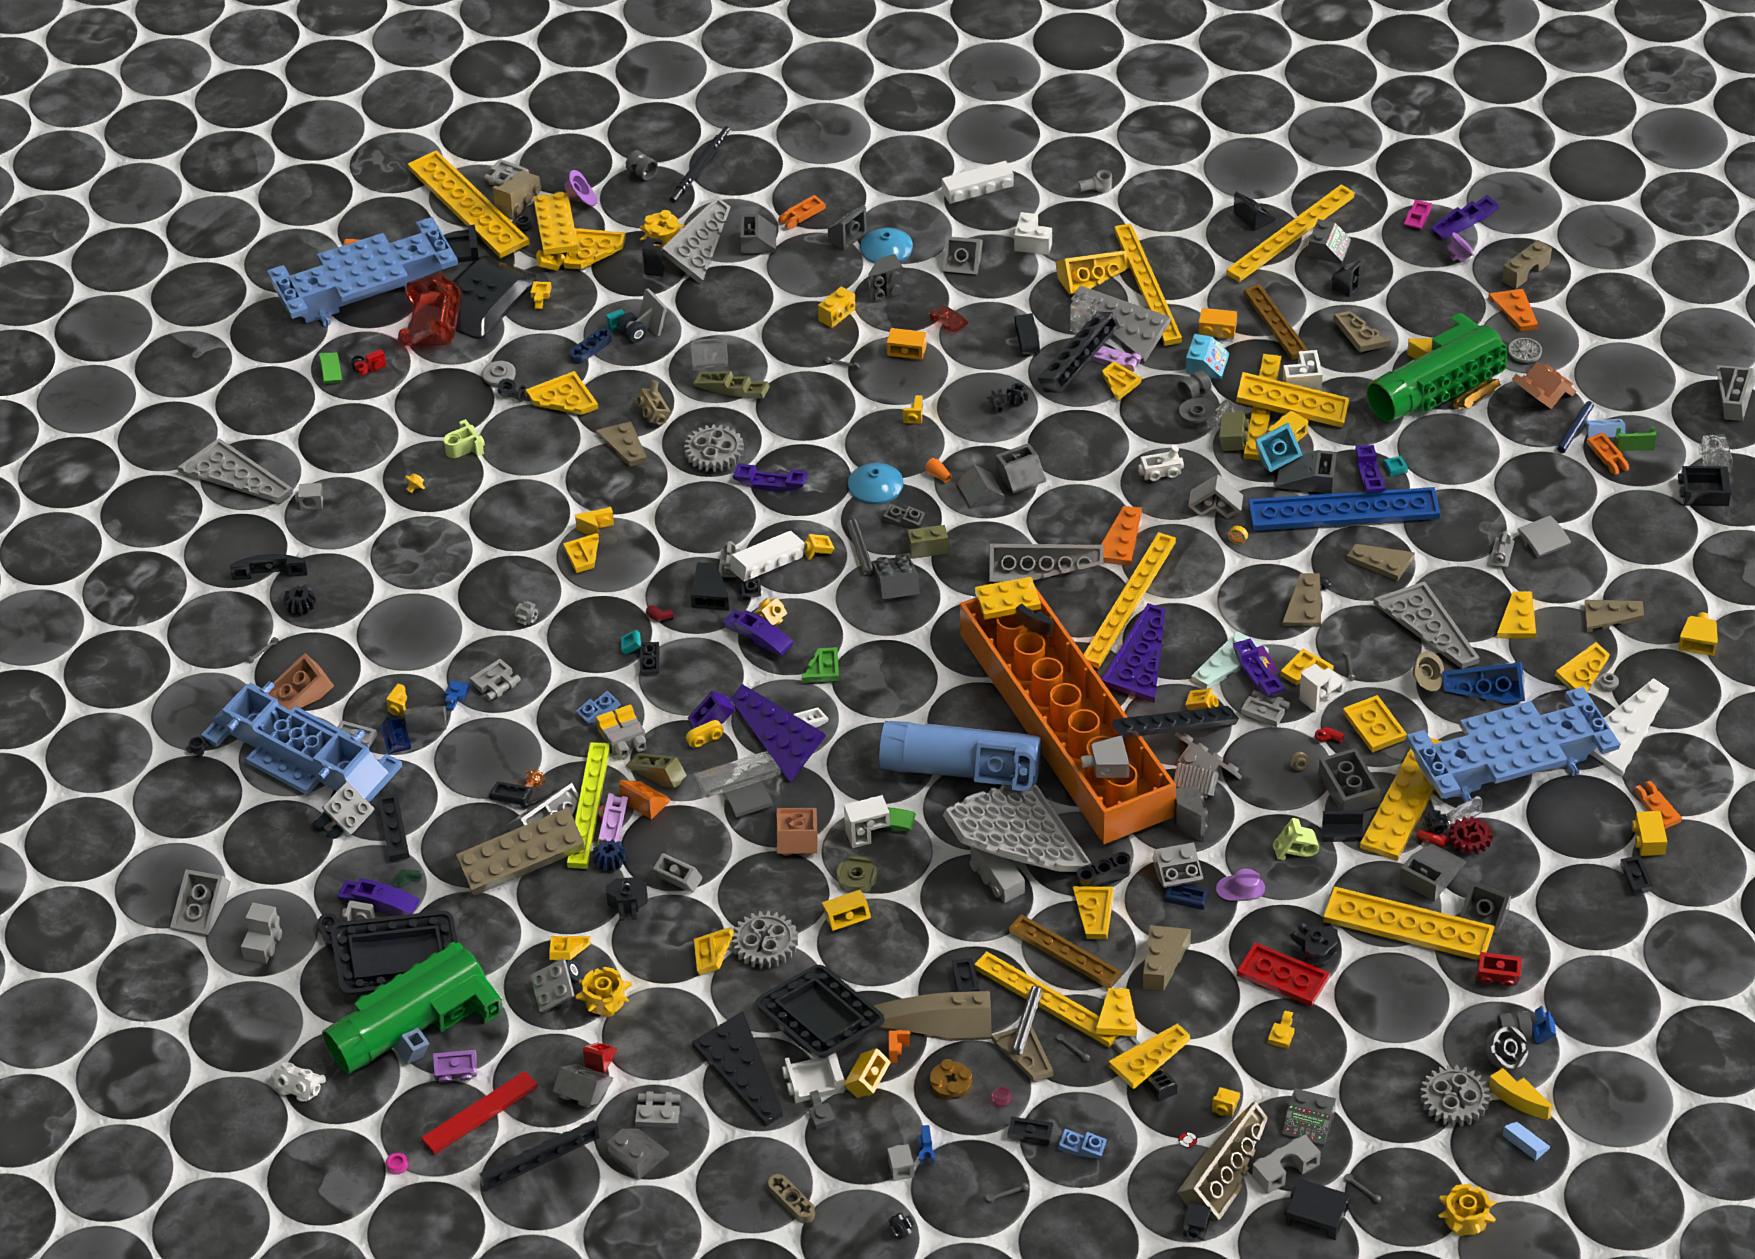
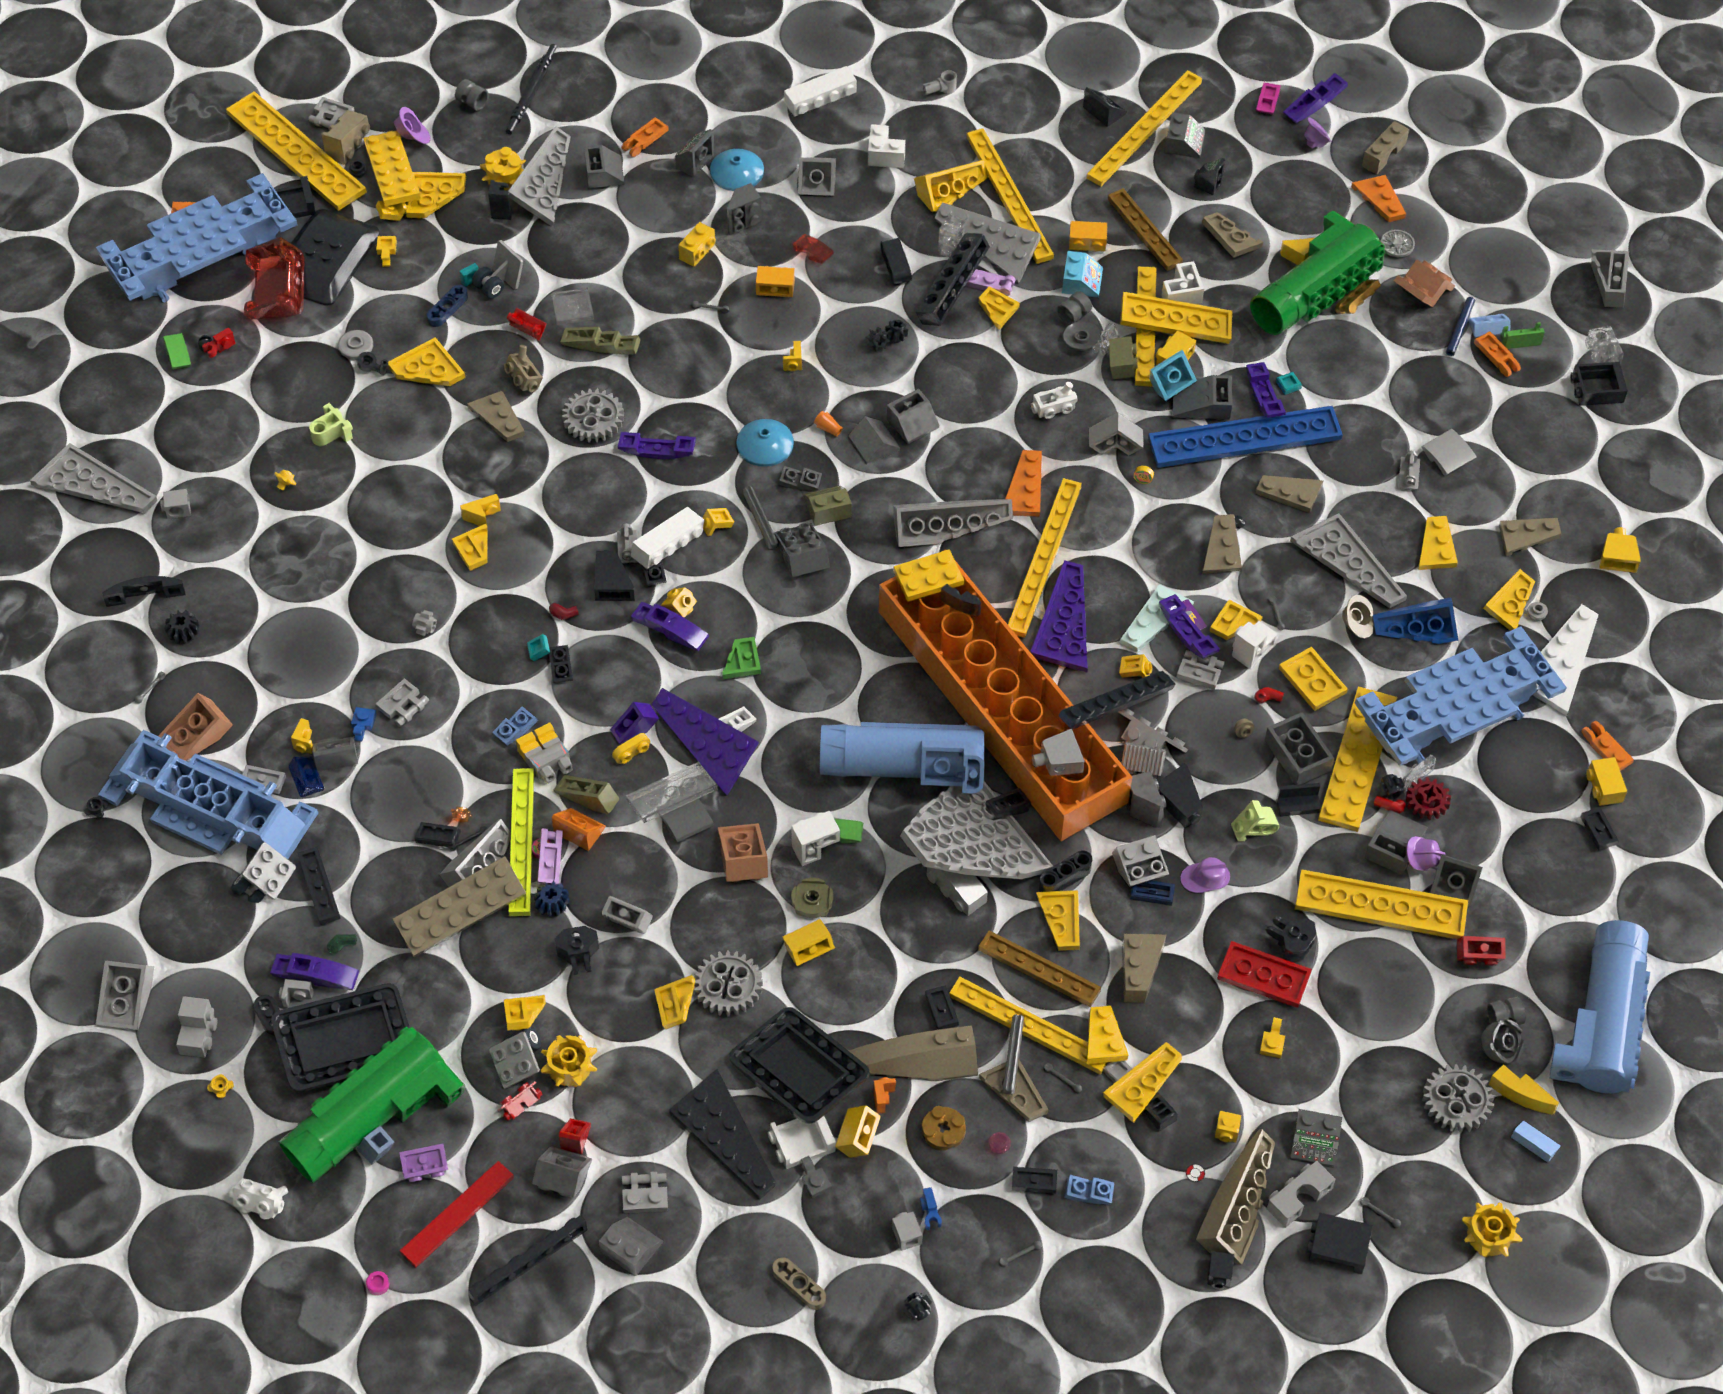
camera: 10 degrees left, 10 degrees up
(276, 986) = (218, 1080): none -> yellow plate
(545, 1026) = (527, 1095): none -> hinge
(663, 365) = (526, 323): none -> red hinge
(1063, 807) = (1013, 796): none -> black slope
(1226, 814) = (1181, 796): none -> black slope
(1453, 879) = (1423, 853): none -> medium lavender piece
(1544, 1027) = (1535, 1009): blue plate -> none
(1611, 1047) = (1610, 1026): none -> medium blue piece

